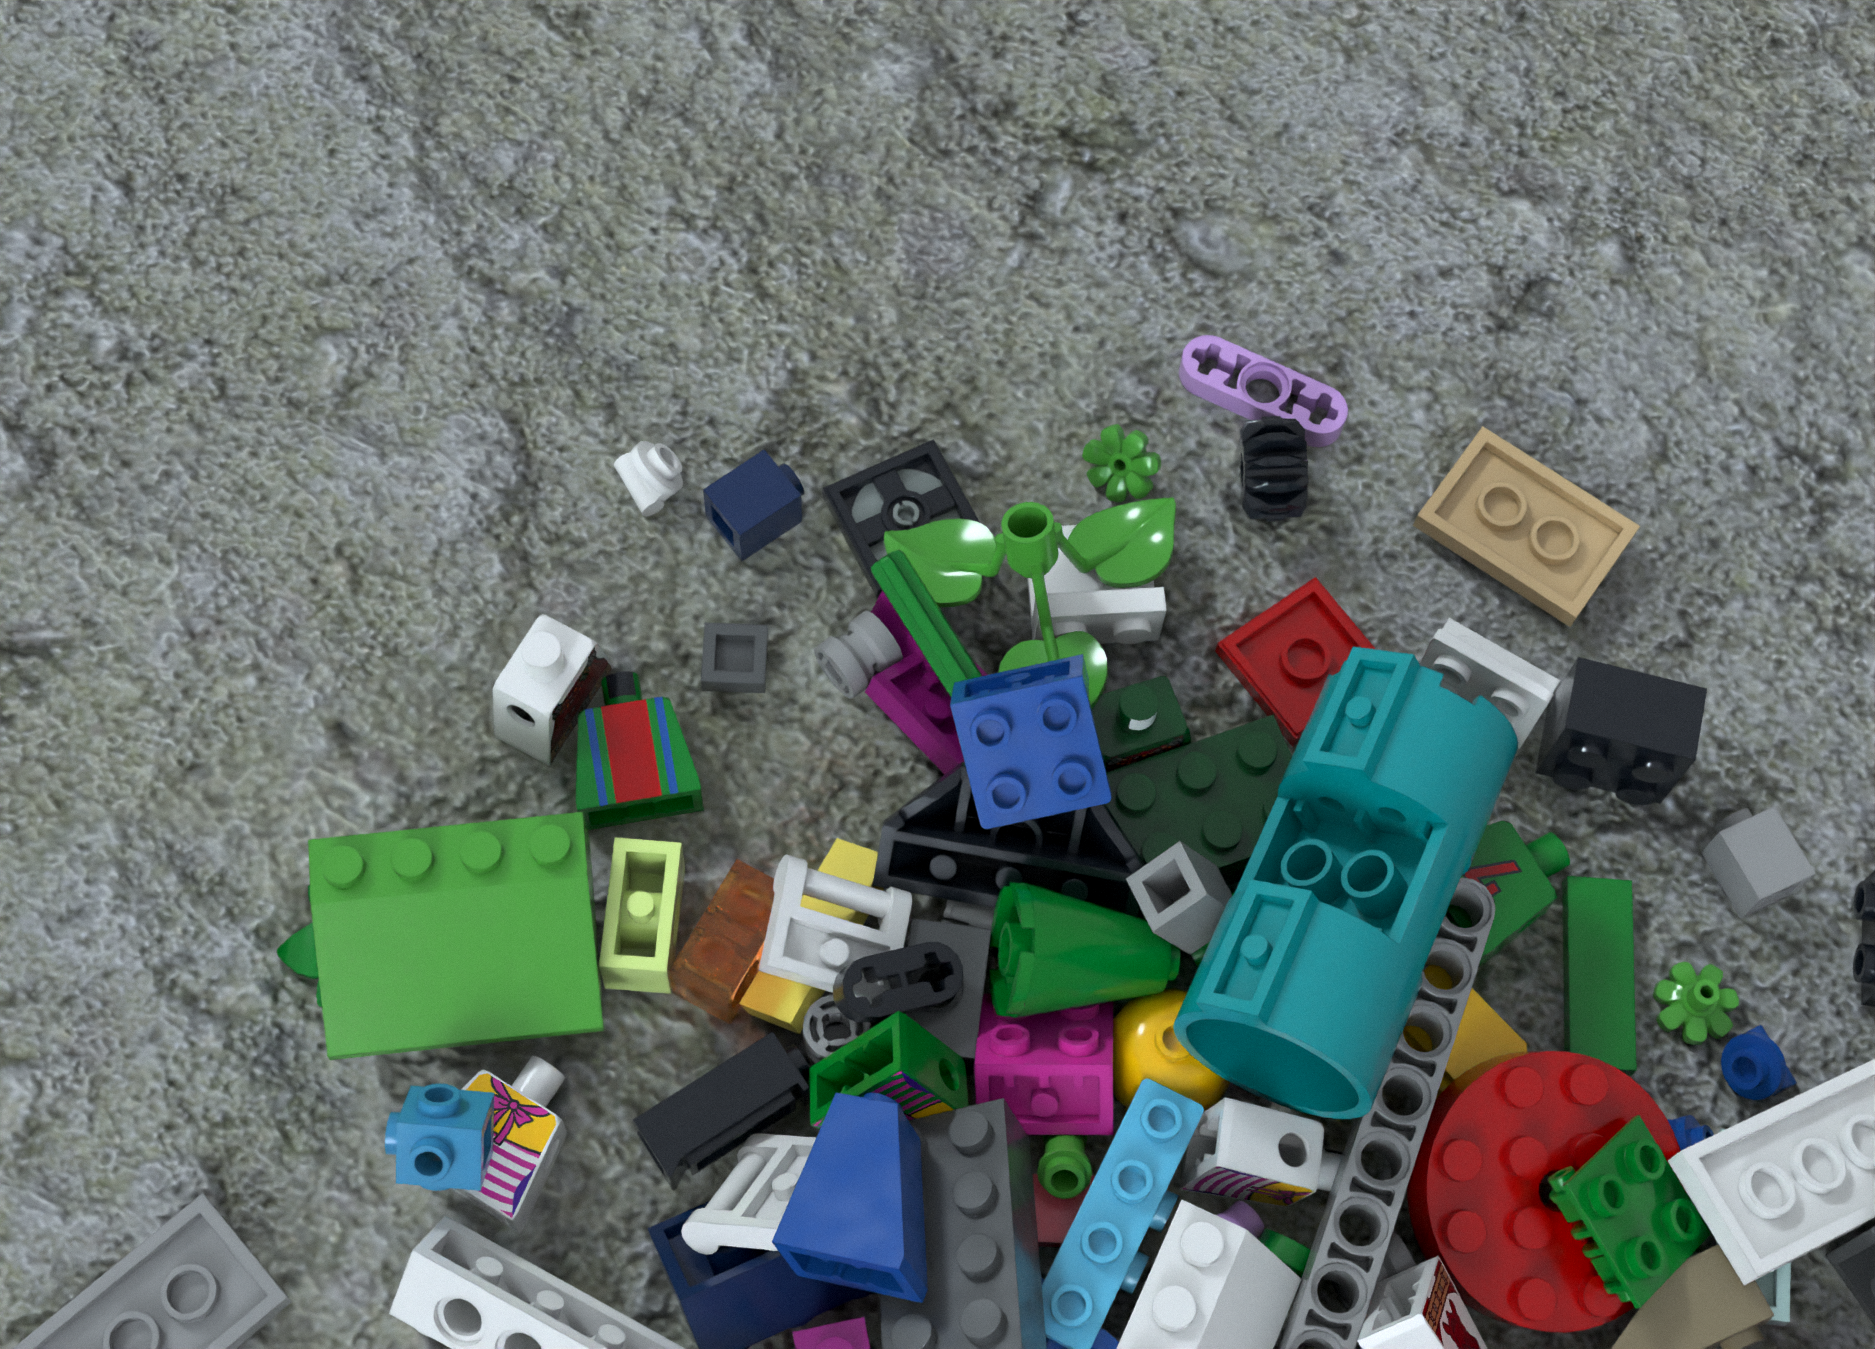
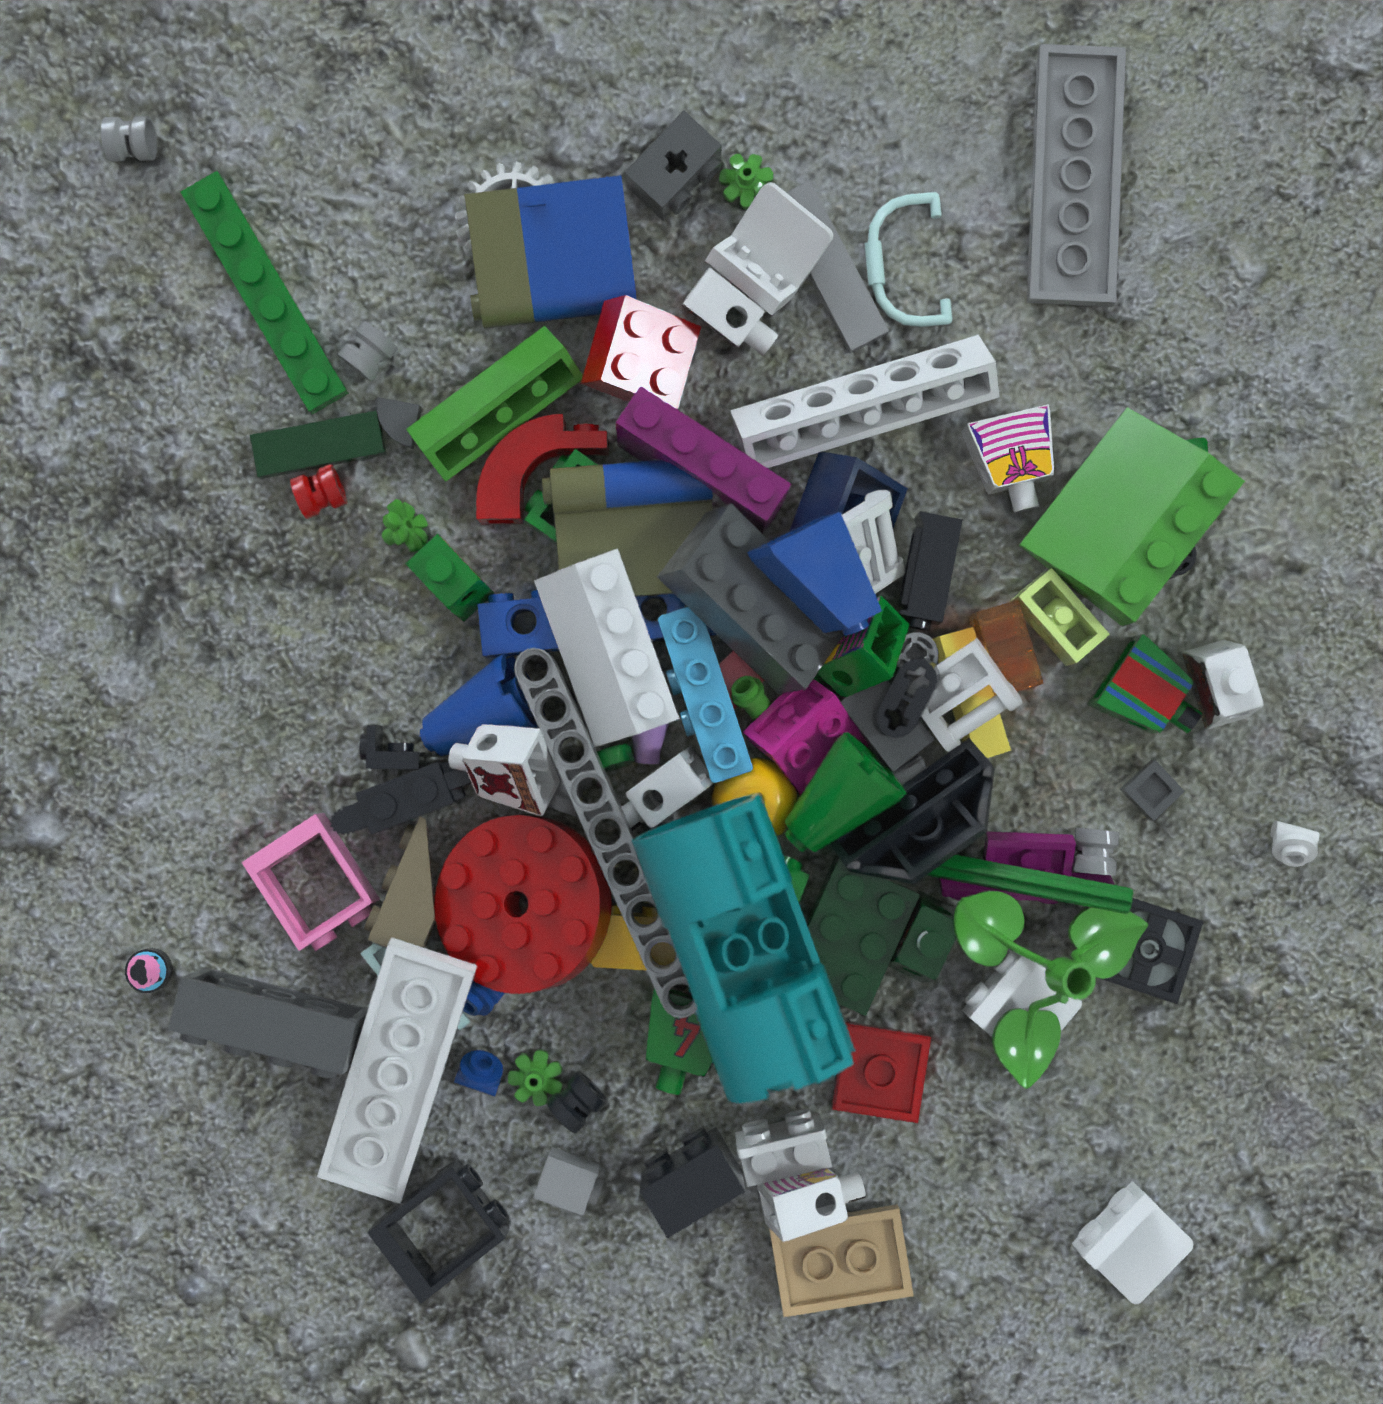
camera: 140 degrees right, 20 degrees up
(442, 1137) = (1035, 419): dark azure brick -> none
(754, 504) = (1227, 879): dark blue brick -> none
(1030, 742) = (966, 872): blue bracket -> none
(1121, 463) = (1072, 1087): bright green plant -> none
(1181, 896) = (818, 870): light grey brick -> none
(1209, 280) = (1133, 1243): none -> white bracket
(1253, 367) = (1070, 1185): lavender beam -> none
(1273, 468) = (994, 1159): black gear -> none
(1512, 601) = (793, 1204): none -> white torso
(1599, 970) = (593, 1045): green tile -> none
(1633, 1211) = (472, 923): green hinge -> none
(1673, 930) = (576, 1102): none -> black wheel

